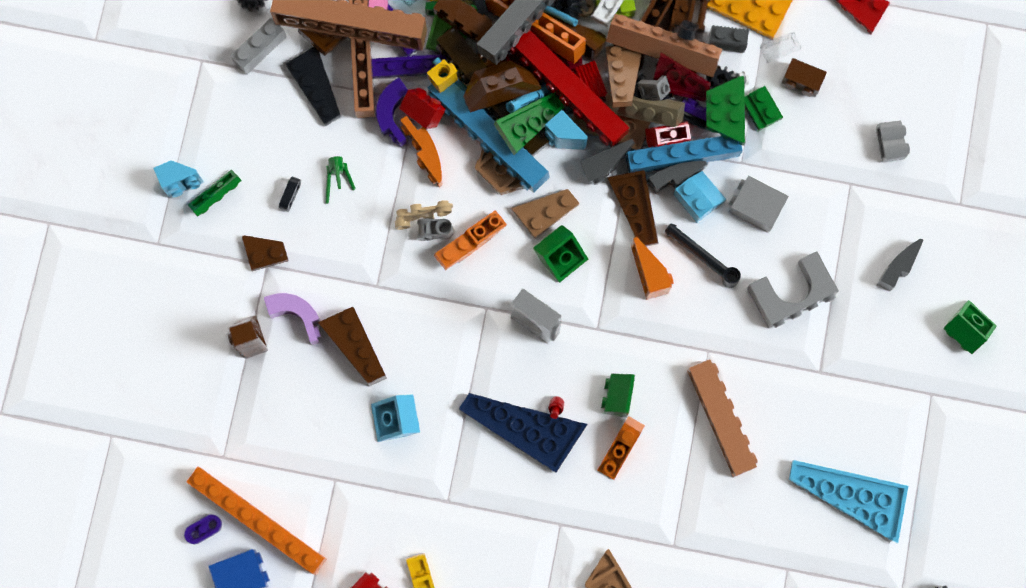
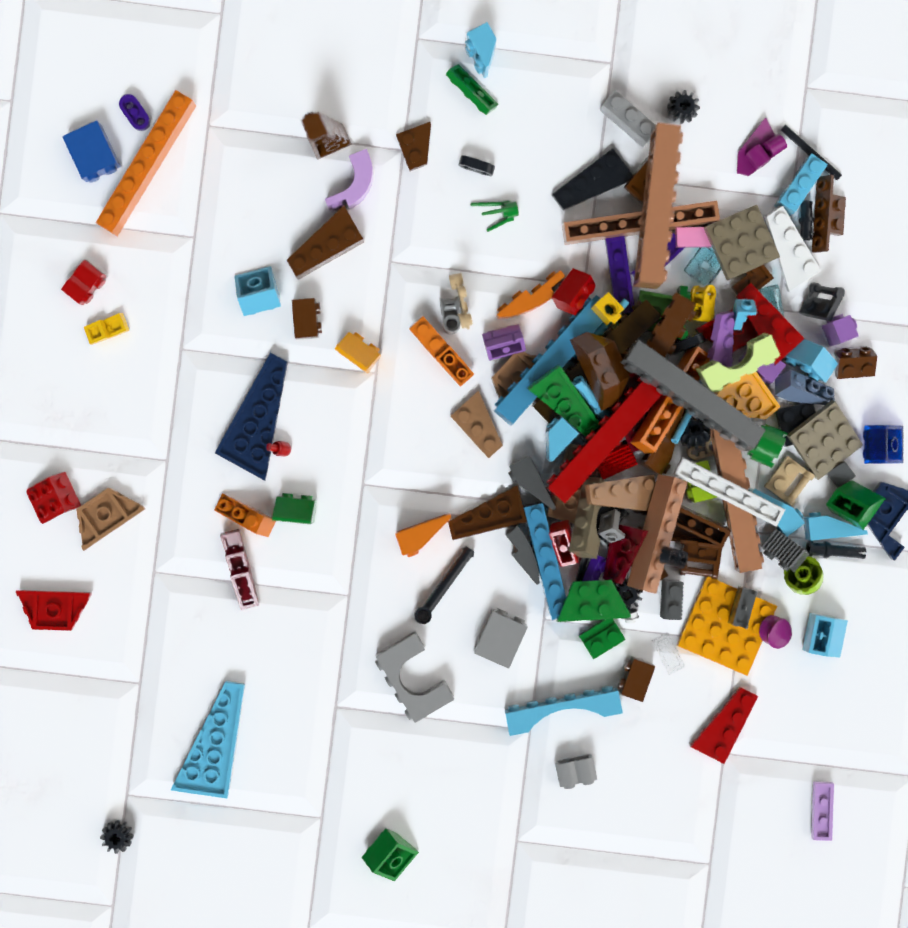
camera: 90 degrees right, 10 degrees up
(387, 104) = (570, 254): dark purple arch -> none
(427, 370) = (306, 318): none -> reddish brown brick
(465, 321) = (358, 352): none -> light orange slope
(466, 179) = (503, 342): none -> medium lavender brick
(536, 316) = (361, 422): light grey arch -> none
(560, 253) = (435, 442): green slope -> none
(675, 456) = (239, 569): none -> slope
(699, 196) = (504, 579): medium azure slope -> none
(722, 418) = (279, 613): nougat brick -> none
(838, 186) = (602, 702): none -> medium azure arch
(900, 266) = (448, 783): dark grey slope -> none

